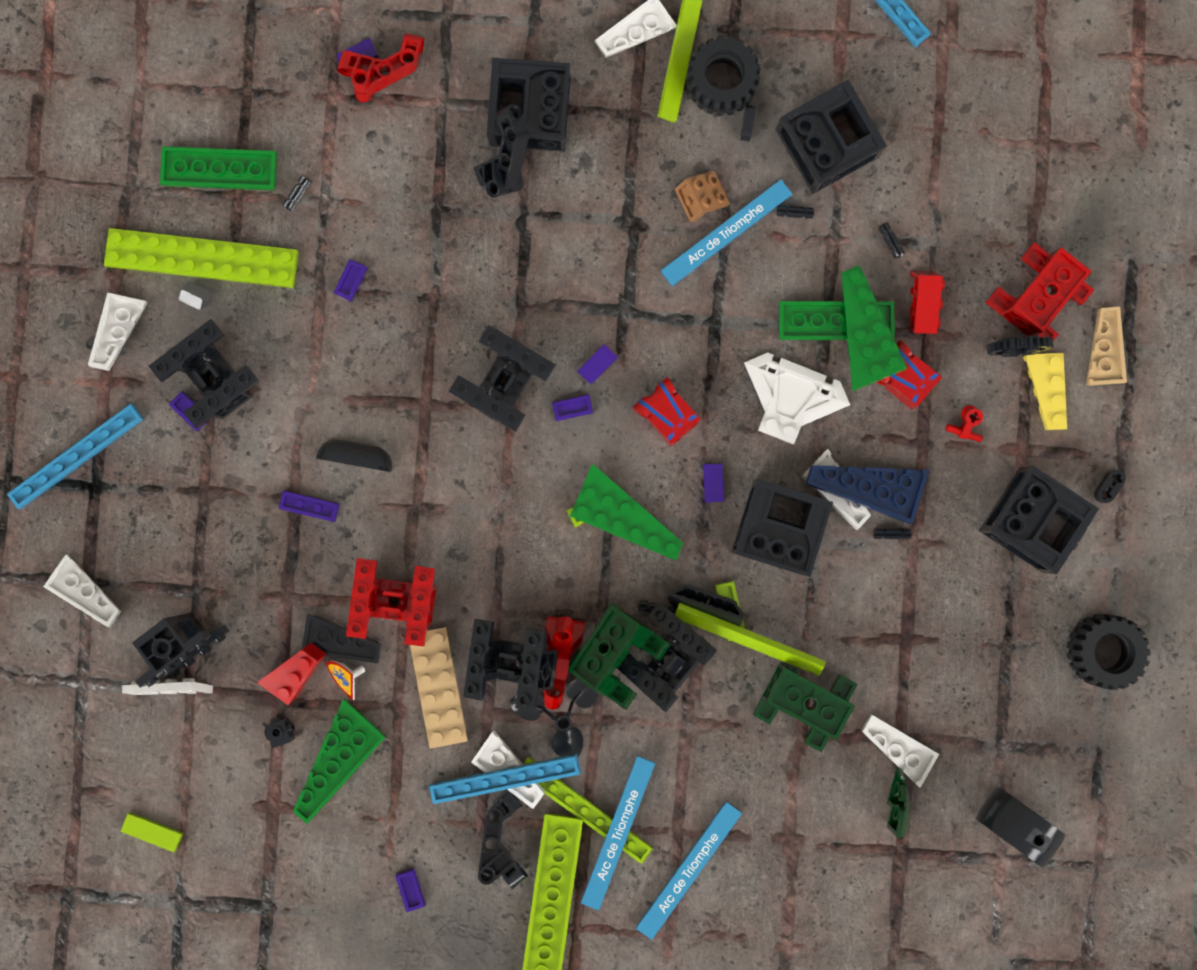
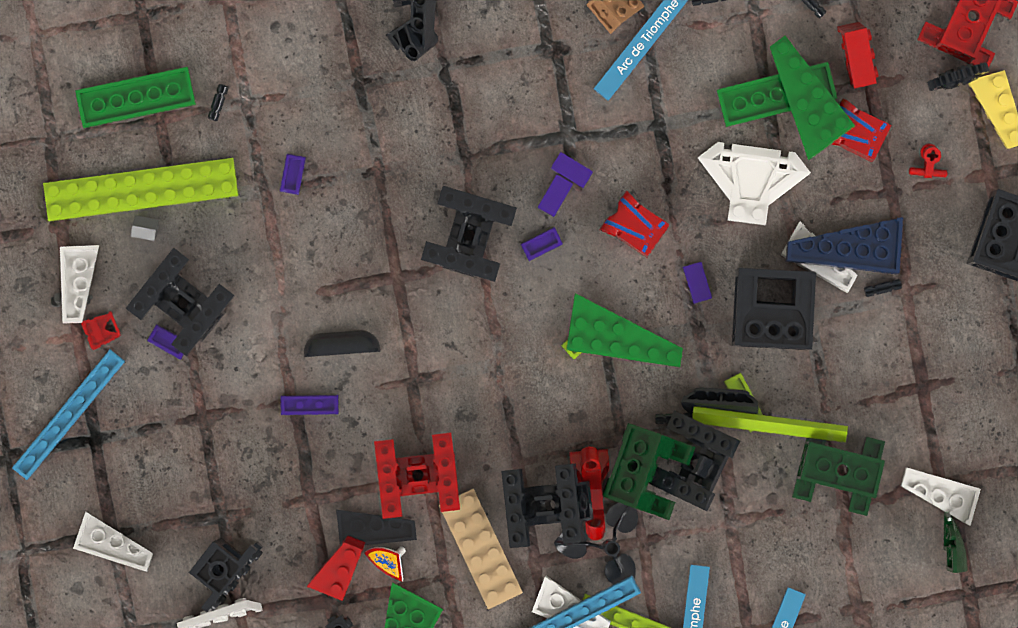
camera: 20 degrees left, 0 degrees up
(123, 385) = (96, 330): none -> red piece
(619, 344) = (571, 170): none -> dark purple tile

